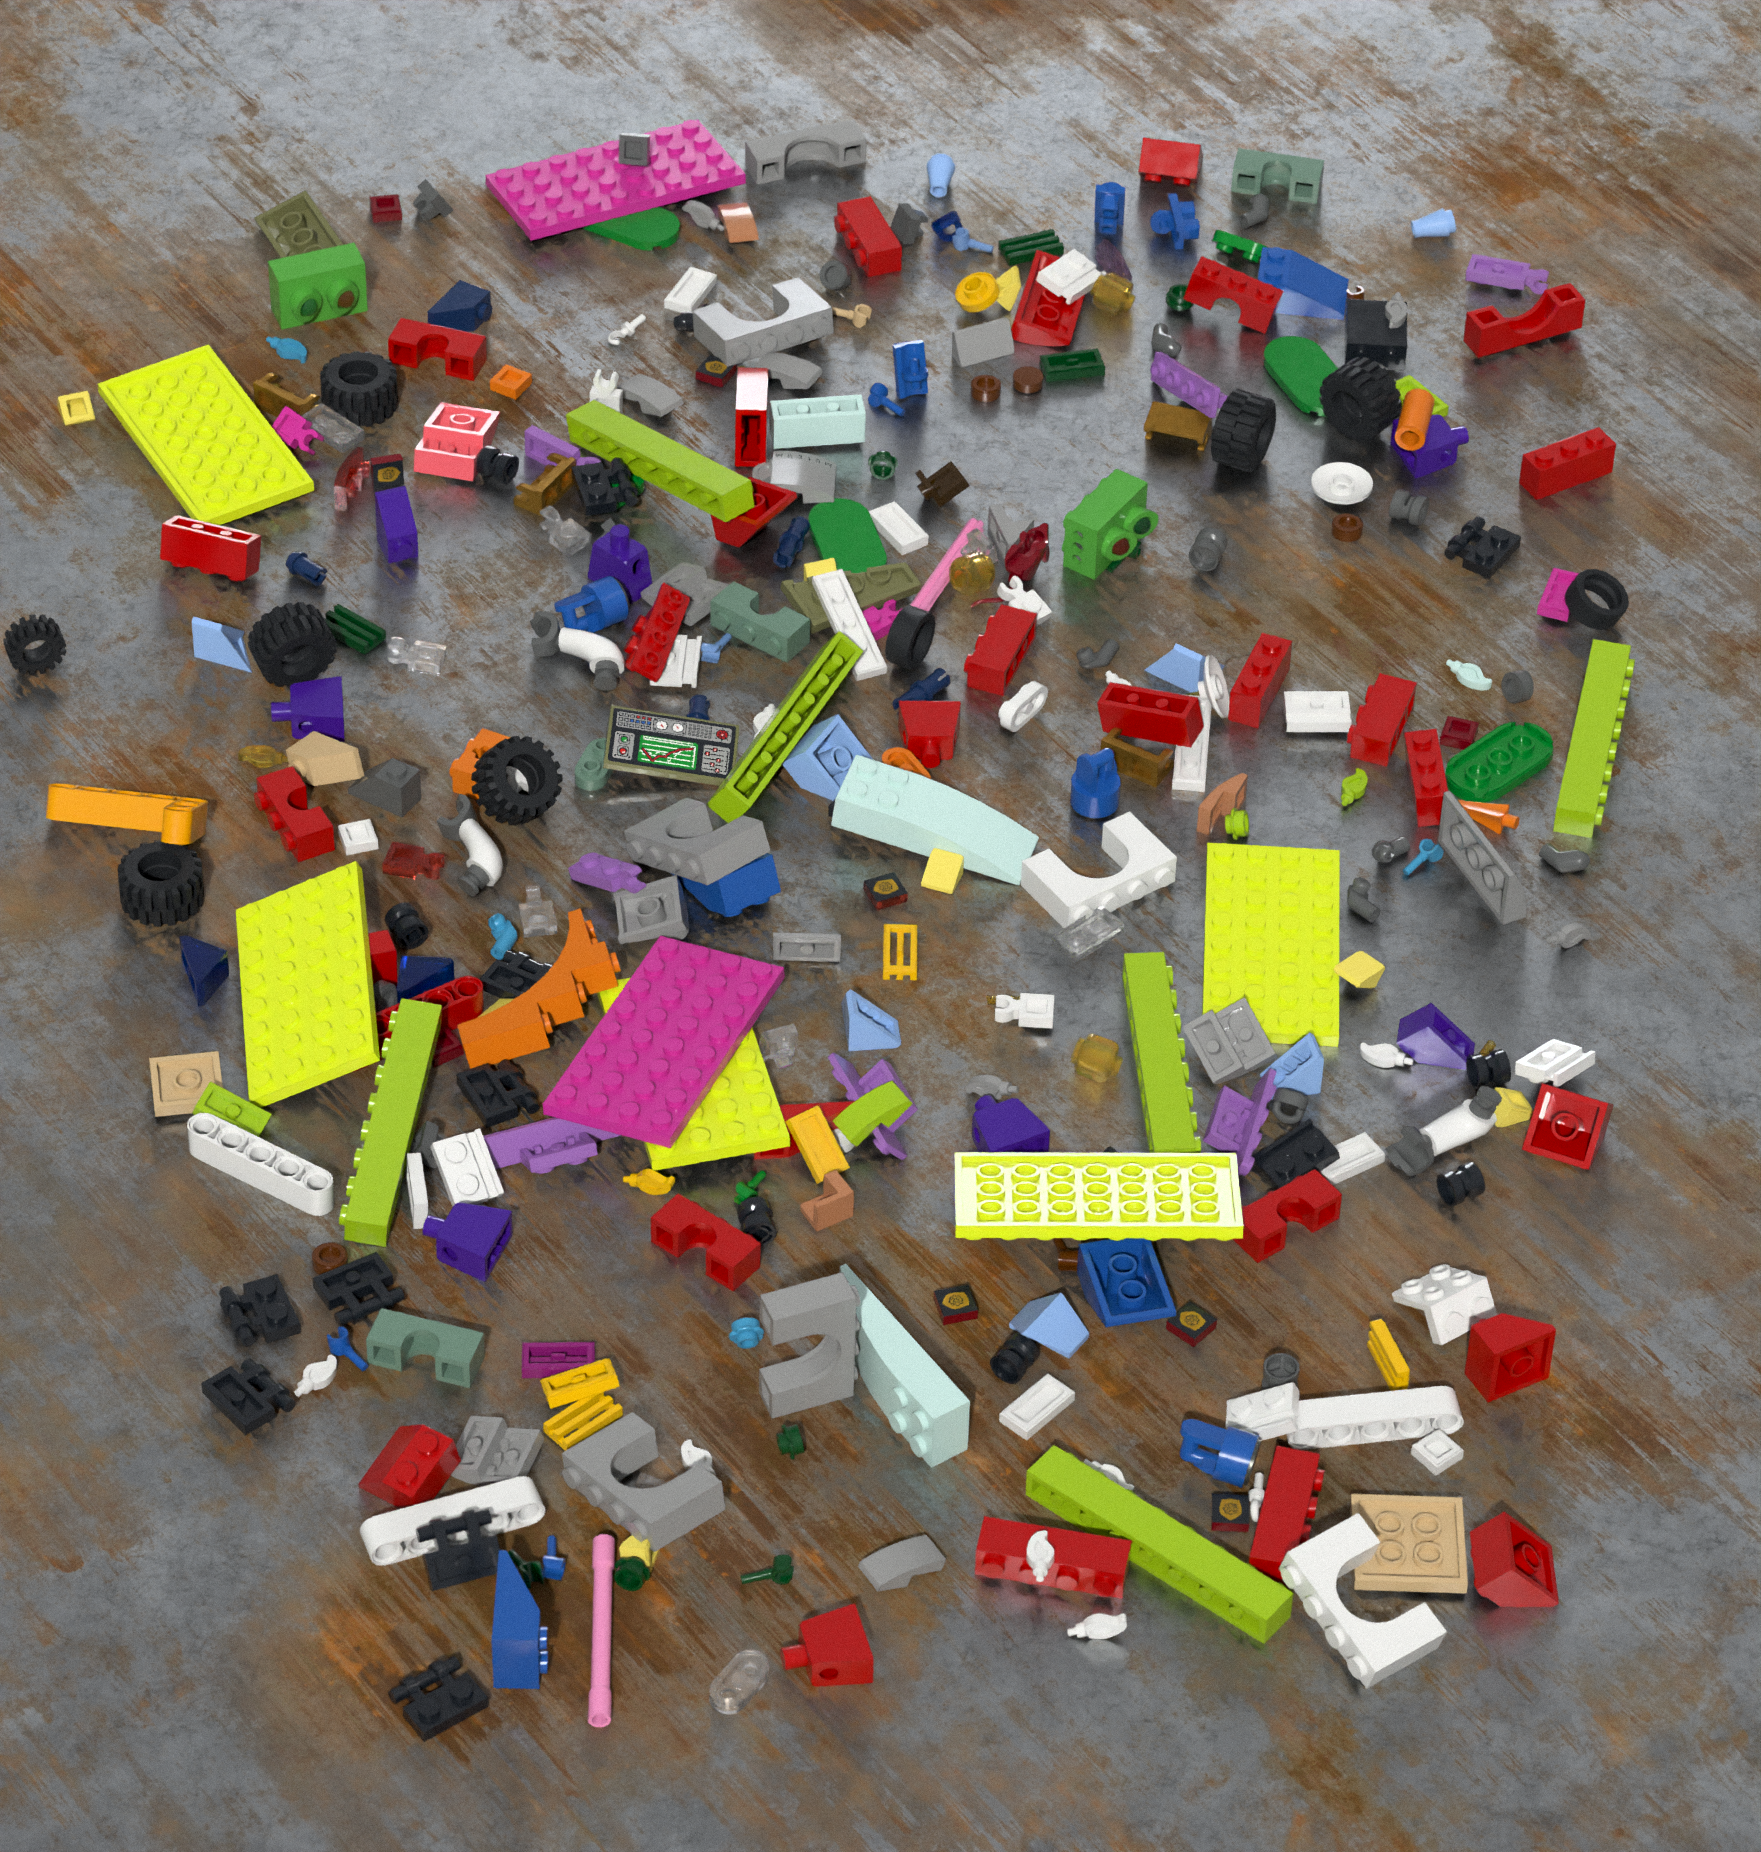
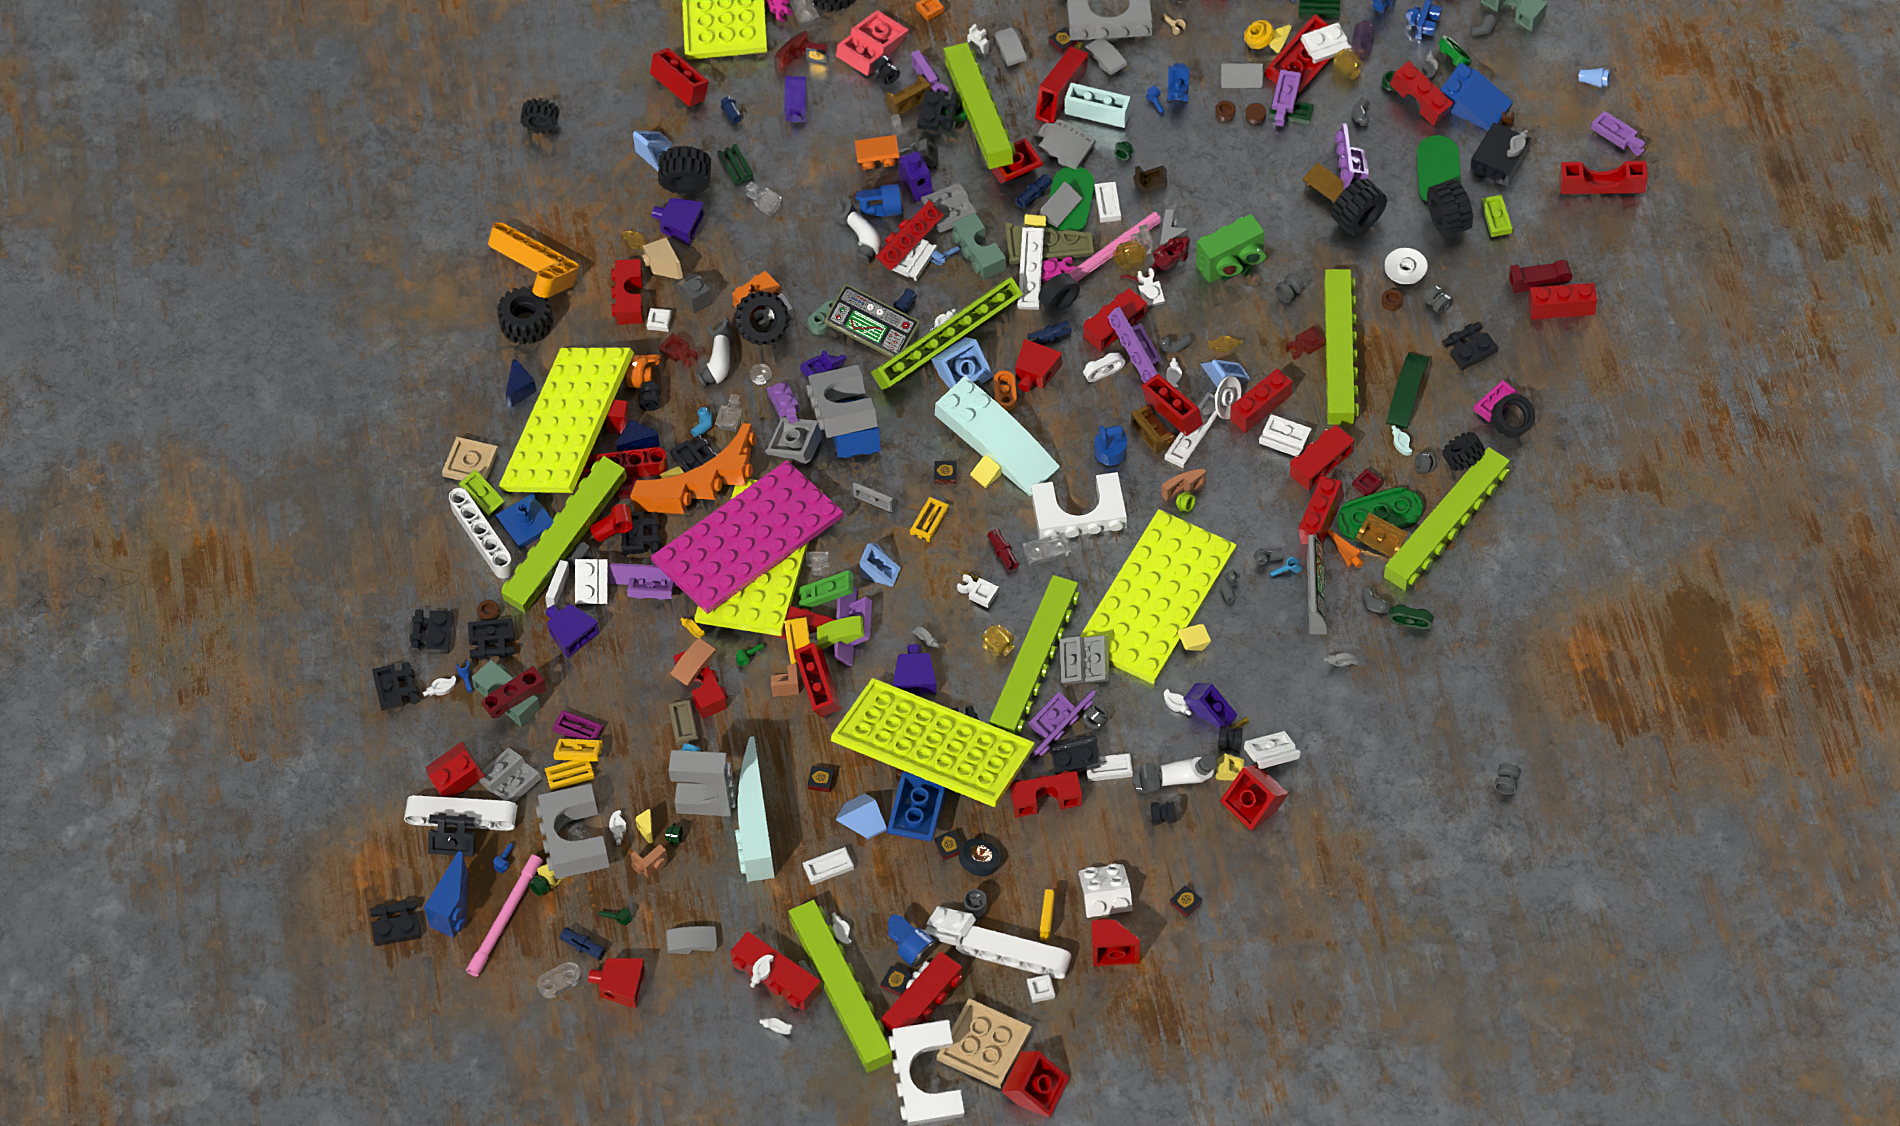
camera: 30 degrees right, 15 degrees up
(317, 1131) = (524, 521): none -> blue tile
(379, 896) = (640, 370): none -> orange head
(384, 995) = (607, 441): dark grey tile -> none
(447, 1333) = (514, 692): none -> dark red leg
(463, 1079) = (617, 522): none -> red piece
(529, 1571) = (484, 861): dark green hand -> none
(547, 857) = (760, 374): none -> clear tile
(551, 553) = (877, 152): none -> orange slope
(628, 816) = (822, 364): none -> dark purple slope
(689, 1211) = (692, 661): none -> nougat slope
(709, 1302) = (683, 722): none -> dark tan tile
(717, 1623) = (582, 943): none -> dark blue pin
(743, 1443) = (644, 825): none -> light yellow slope
(756, 1219) = (736, 679): black wheel -> none
(776, 1491) = (653, 861): none -> nougat bracket
(819, 1069) = (826, 590): none -> bright green plate
(843, 542) = (1060, 205): none -> light grey slope
(879, 1179) = (817, 679): none -> red brick
(1011, 1361) = (830, 830): black wheel -> none
(1028, 954) = (1003, 550): none -> dark red pin
(1052, 664) = (1136, 343): none -> medium lavender bracket
(1059, 344) = (1285, 95): none -> medium lavender plate
(1162, 637) = (1224, 343): none -> clear yellow piece
(1247, 1319) = (979, 857): none -> black wheel
(1268, 603) = (1307, 341): none -> clear red plate
(1300, 1067) = (1112, 695): light blue slope -> none
(1319, 594) = (1339, 347): none -> lime brick
(1353, 787) = (1276, 499): lime piece -> none
(1414, 419) = (1473, 237): orange brick -> none
(1439, 447) = (1481, 253): dark purple torso -> none
(1440, 618) = (1407, 390): none -> dark green slope
(1508, 450) = (1539, 276): none -> dark red leg
(1525, 778) = (1381, 535): none -> pearl gold hinge
(1561, 1279) = (1185, 901): none -> tile
(1564, 654) = (1463, 451): none -> black tyre
(1625, 859) = (1411, 617): none -> dark green plate

